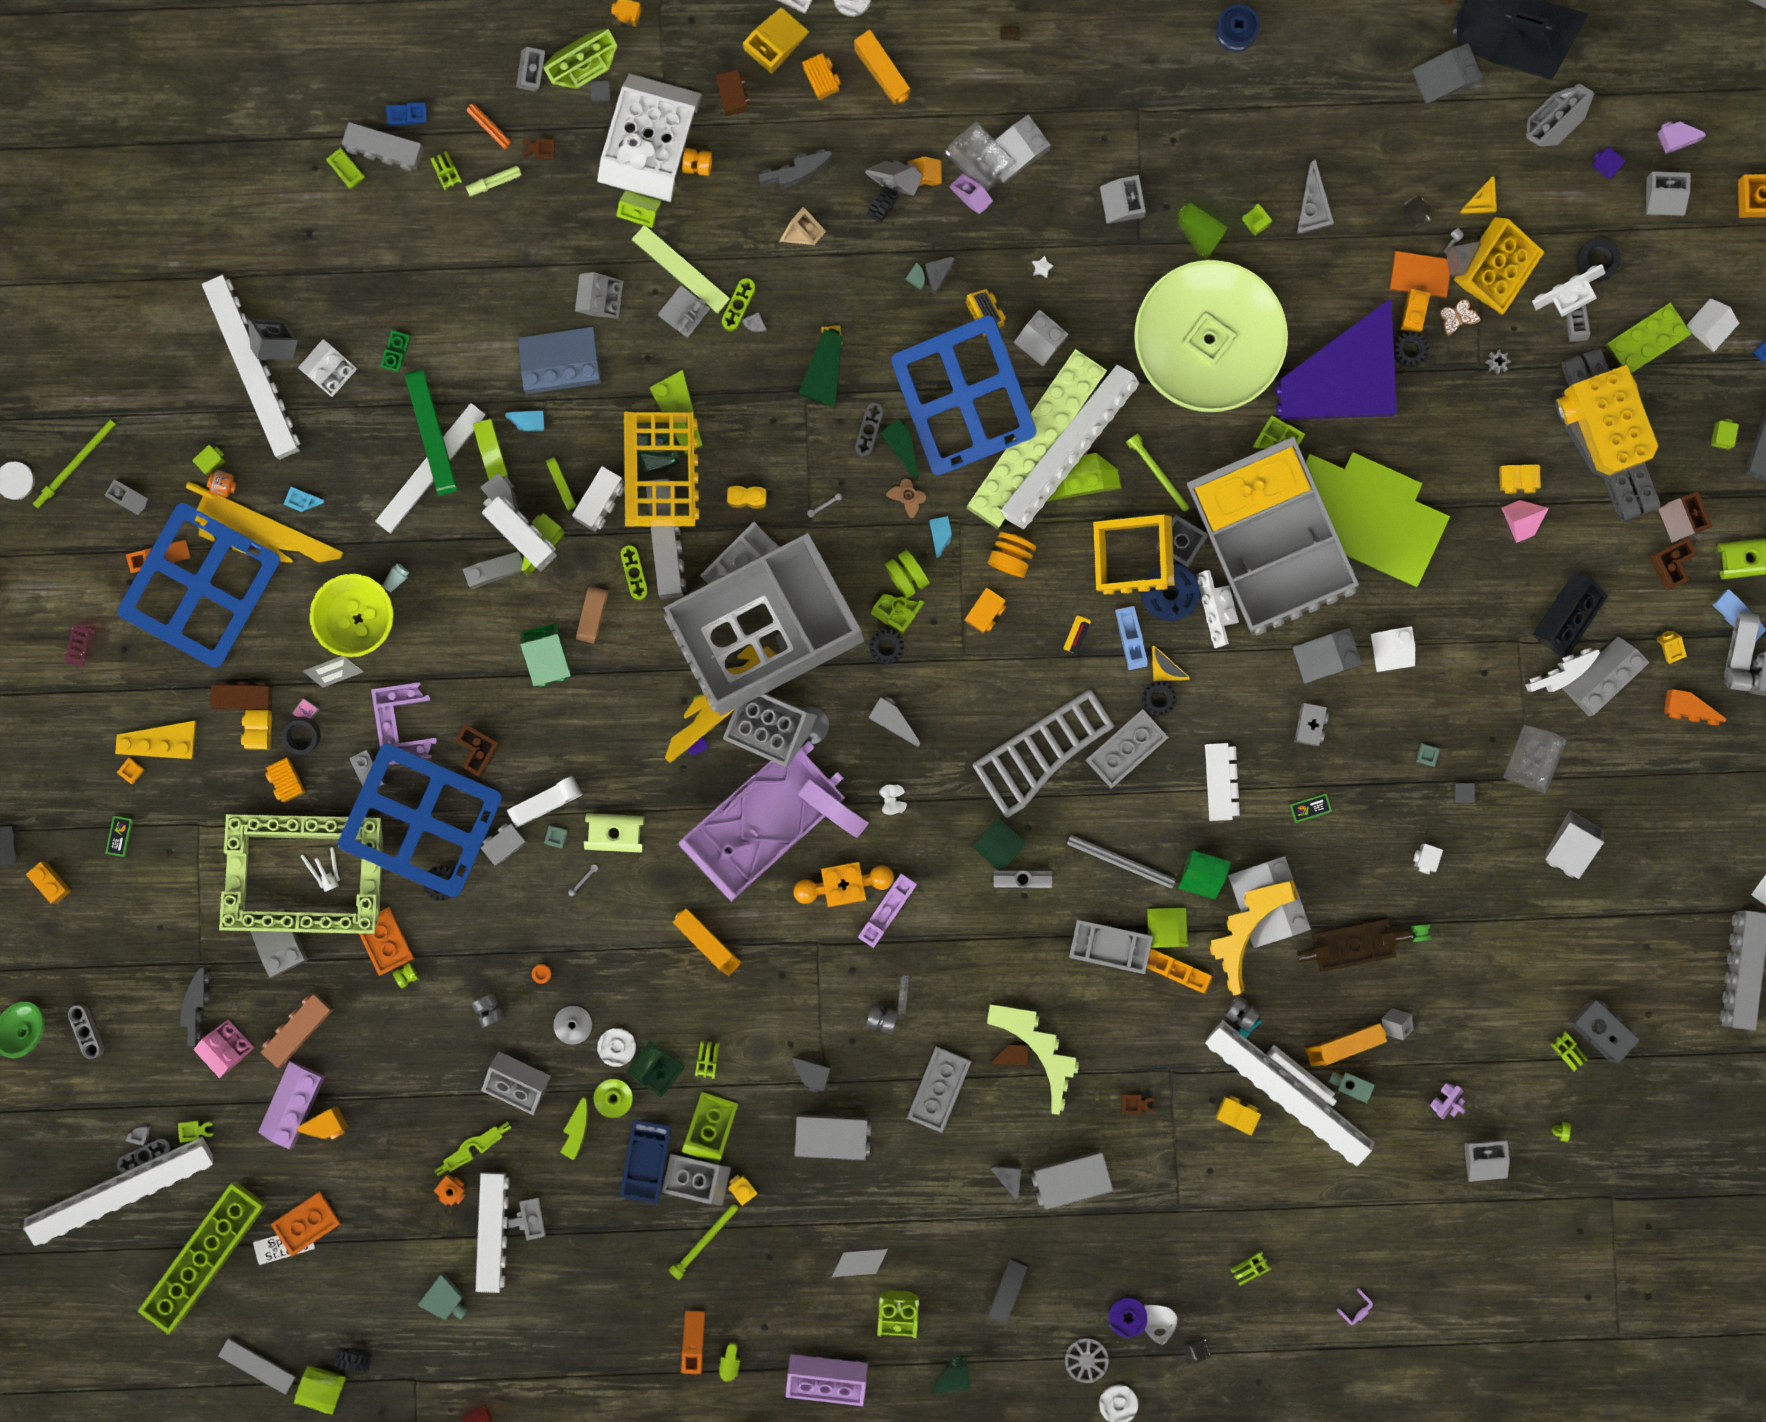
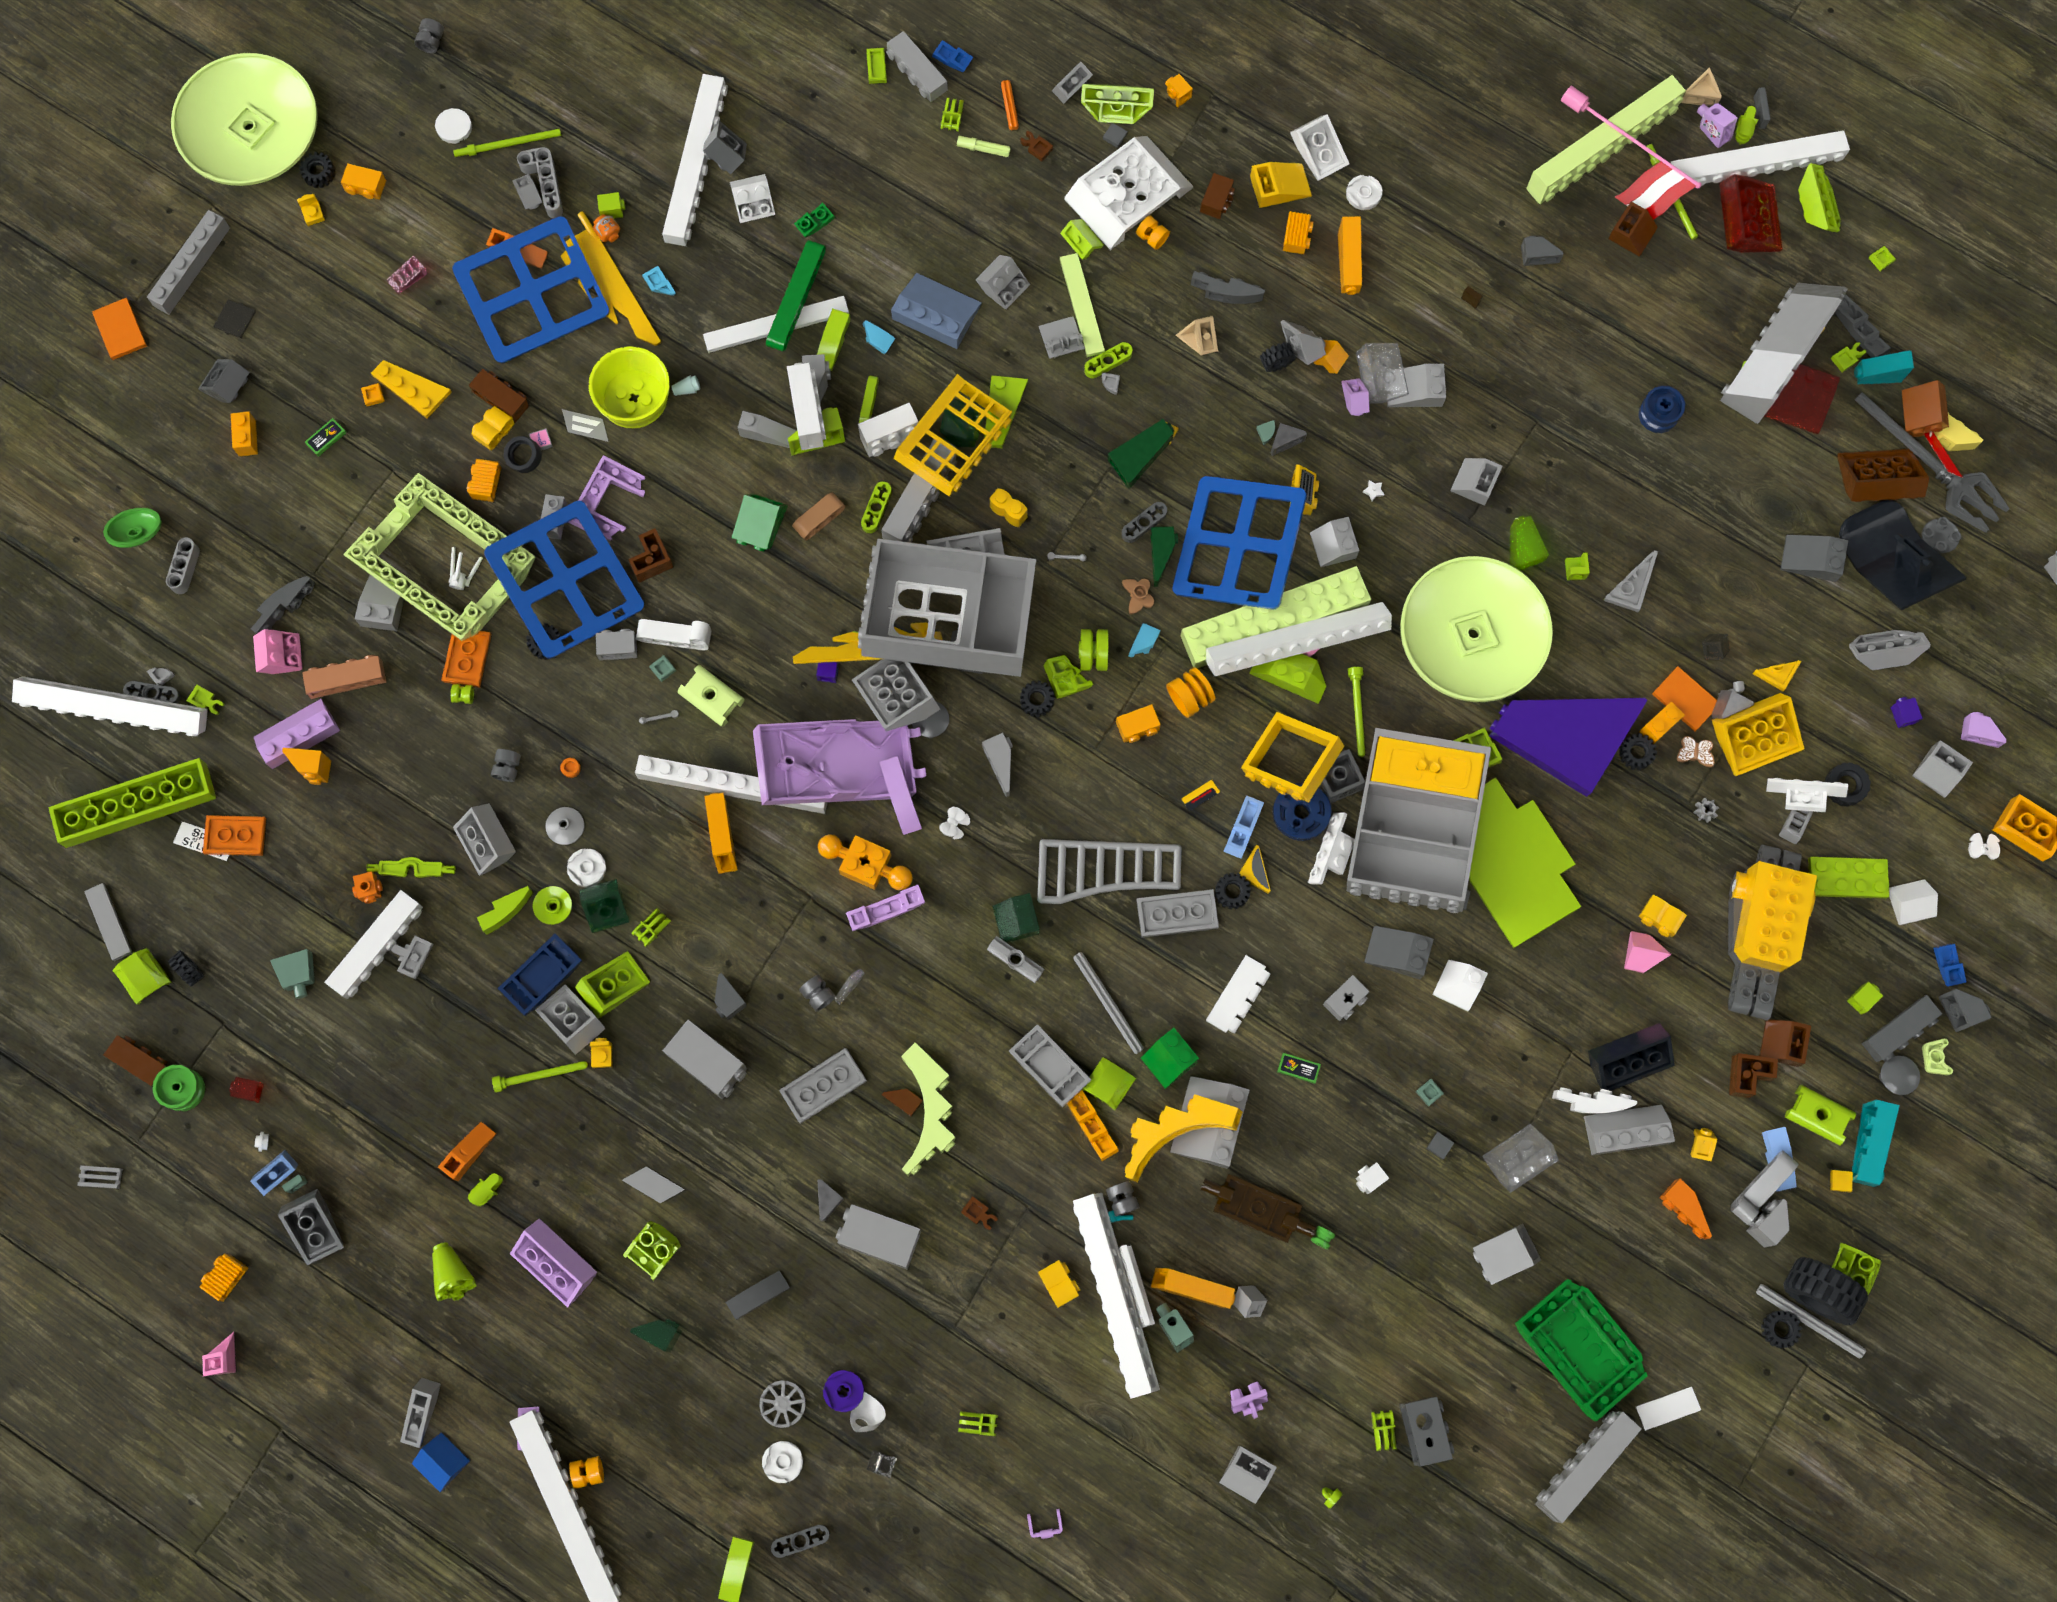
camera: 30 degrees right, 10 degrees down
(136, 478) = (547, 183): none -> light grey beam
(658, 908) = (708, 780): none -> white brick
(1681, 878) = (1583, 1348): none -> green slope
(1736, 241) = (1977, 848): none -> white piece

